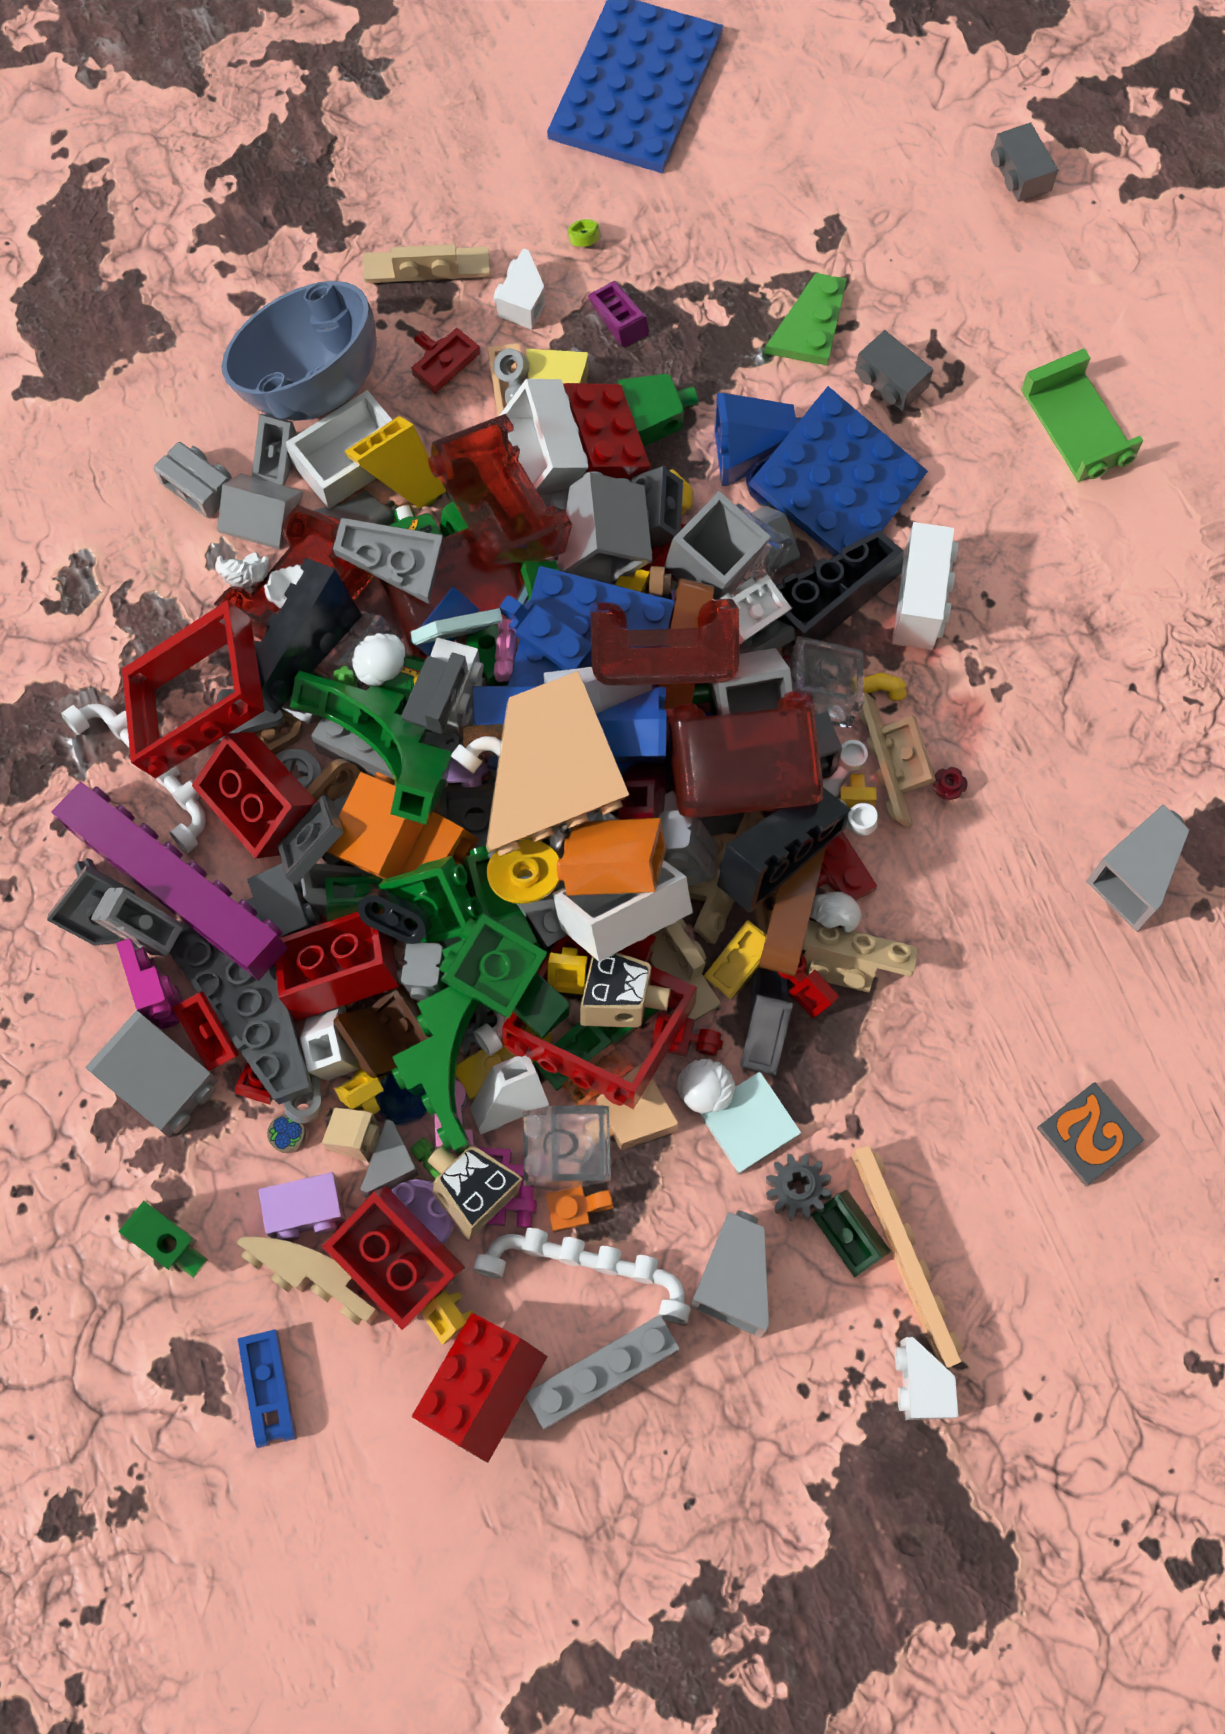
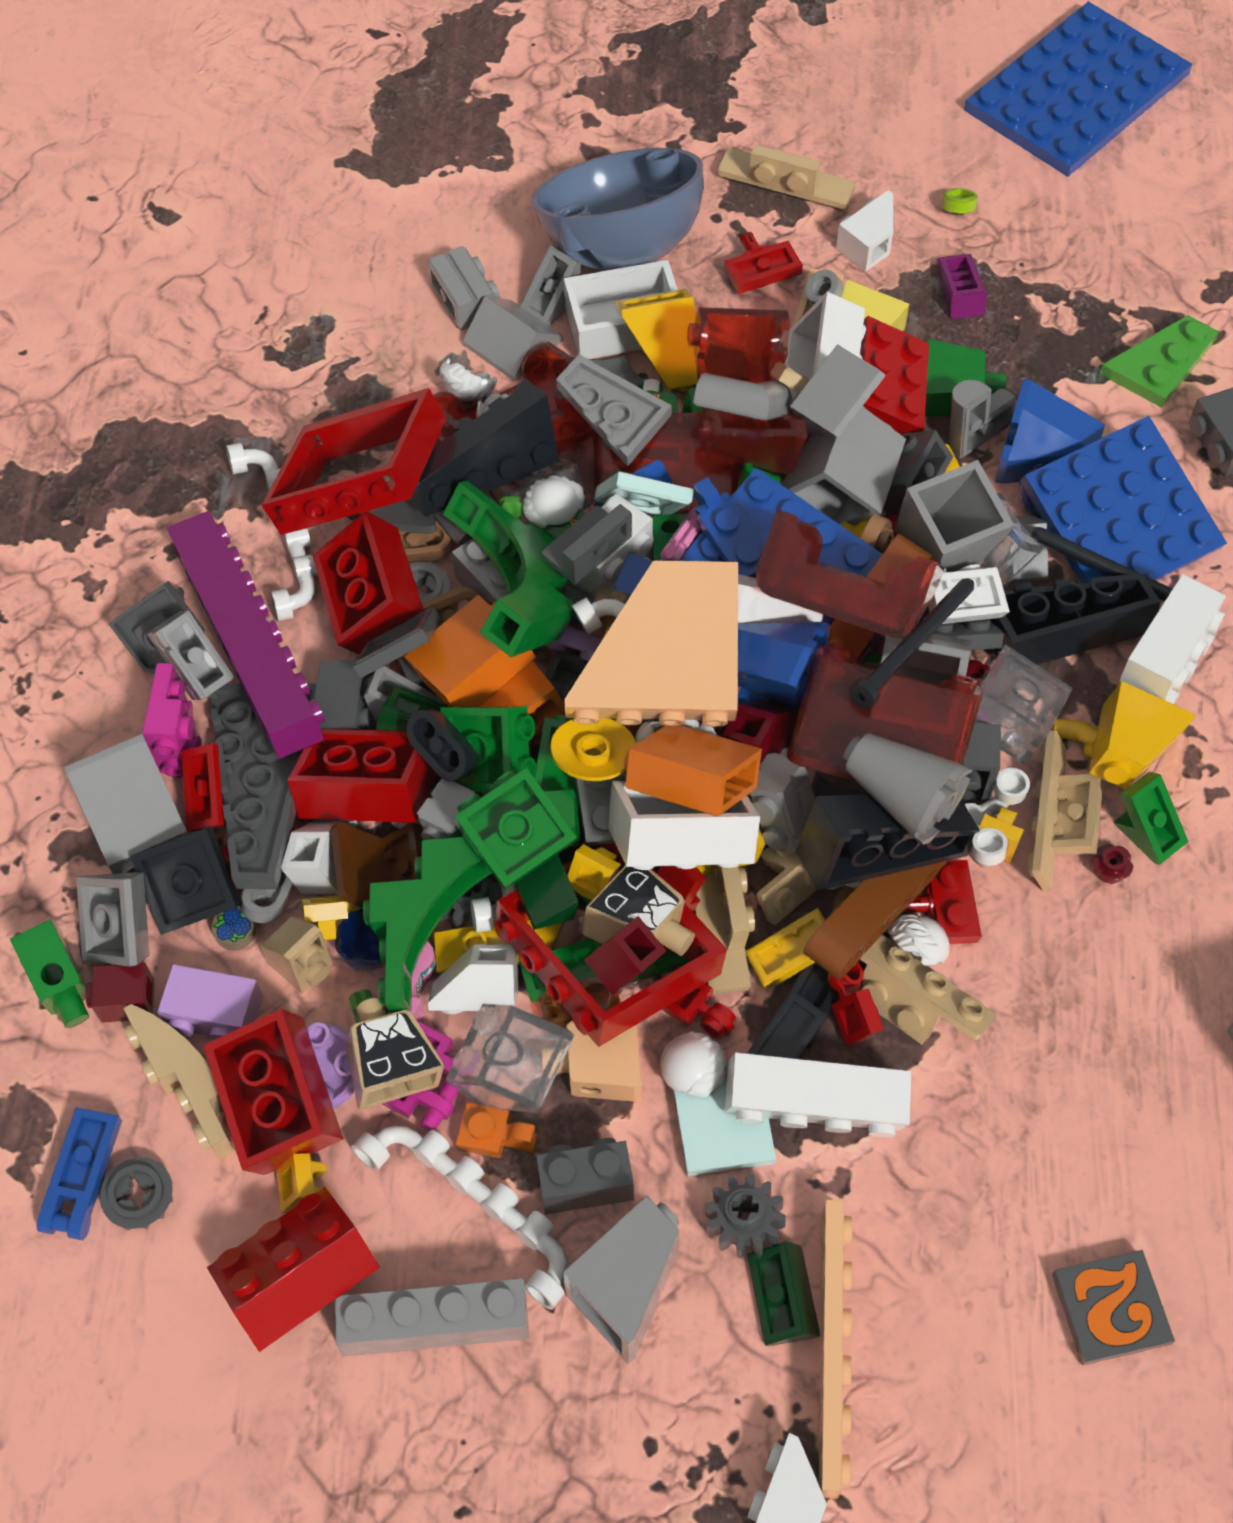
camera: 25 degrees right, 10 degrees down
(187, 1173) = (113, 918): none -> light grey slope
(222, 1228) = (117, 987): none -> dark red brick
(227, 1117) = (186, 880): none -> black plate
(302, 1382) = (119, 1185): none -> dark grey gear
(390, 1162) = (322, 995): light grey slope -> none
(516, 510) = (744, 398): none -> light grey brick
(535, 473) = (789, 376): none -> tan tile
(581, 475) = (836, 392): none -> light grey slope
(629, 1032) = (625, 955): none -> dark red brick
(666, 1211) = (585, 1176): none -> dark grey brick
(687, 434) = (977, 415): none -> light grey brick
(727, 741) = (865, 692): none -> black bar
(787, 801) = (908, 782): none -> light grey cone
(812, 1068) = (817, 1093): none -> white brick
(839, 532) = (1092, 559): none -> black bar
(926, 671) = (1134, 734): none -> yellow slope
(965, 735) = (1151, 818): none -> green slope

